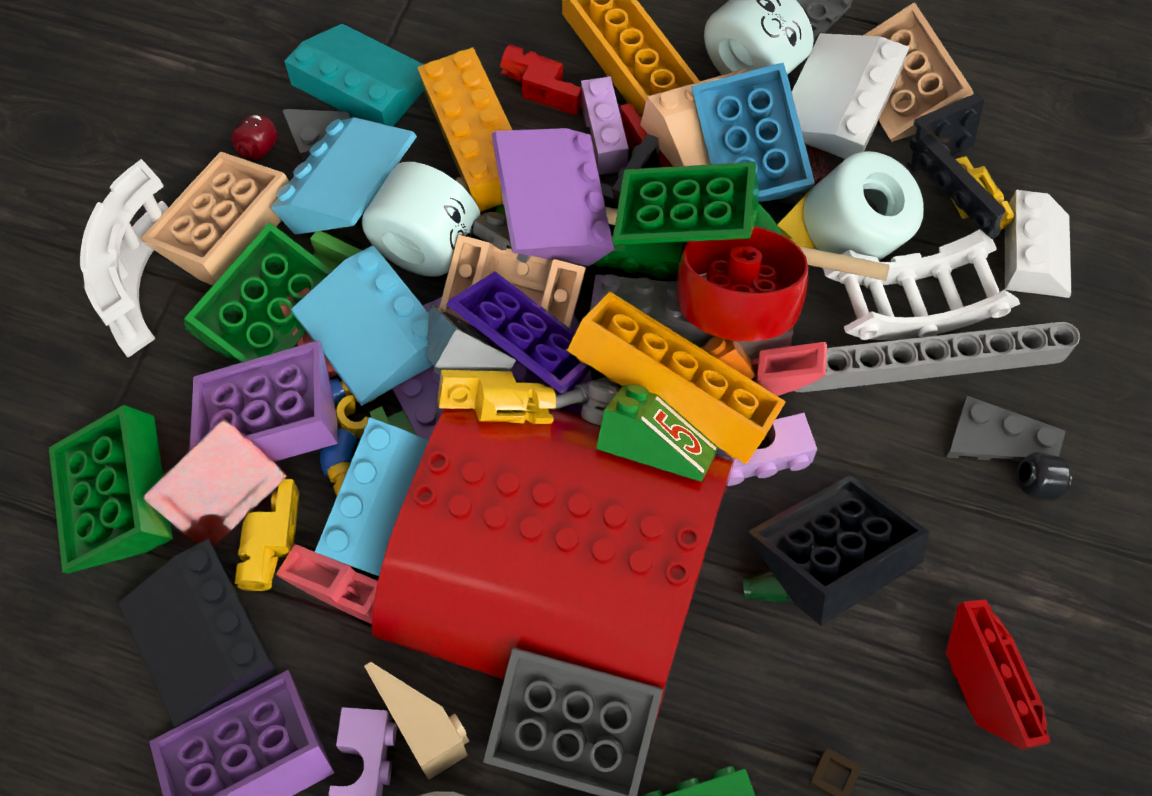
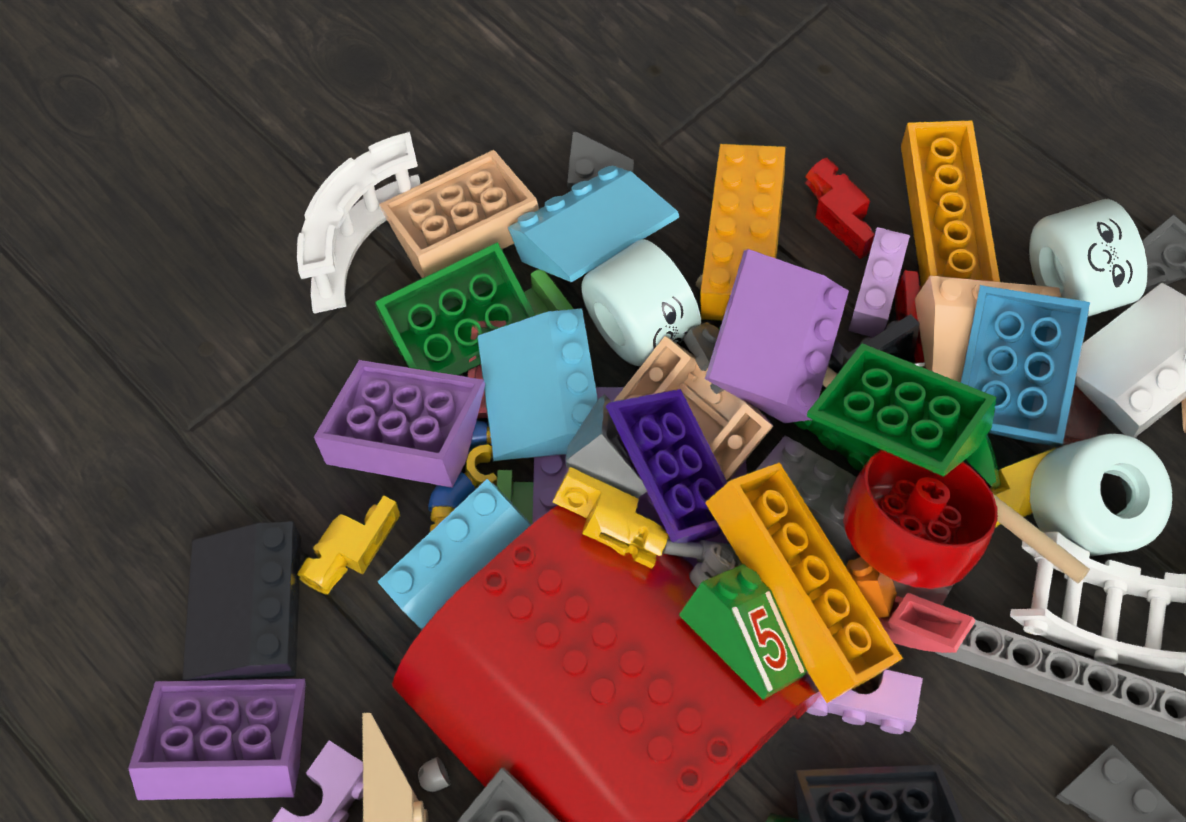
camera: 30 degrees right, 0 degrees up
(100, 490) = (236, 432): green slope -> none
(215, 484) = (324, 474): clear red piece -> none
(254, 137) = (532, 148): dark red head -> none
(330, 582) = (380, 613): coral slope -> none
(356, 75) = (662, 126): teal slope -> none
(447, 692) = (433, 775): none -> light grey hinge

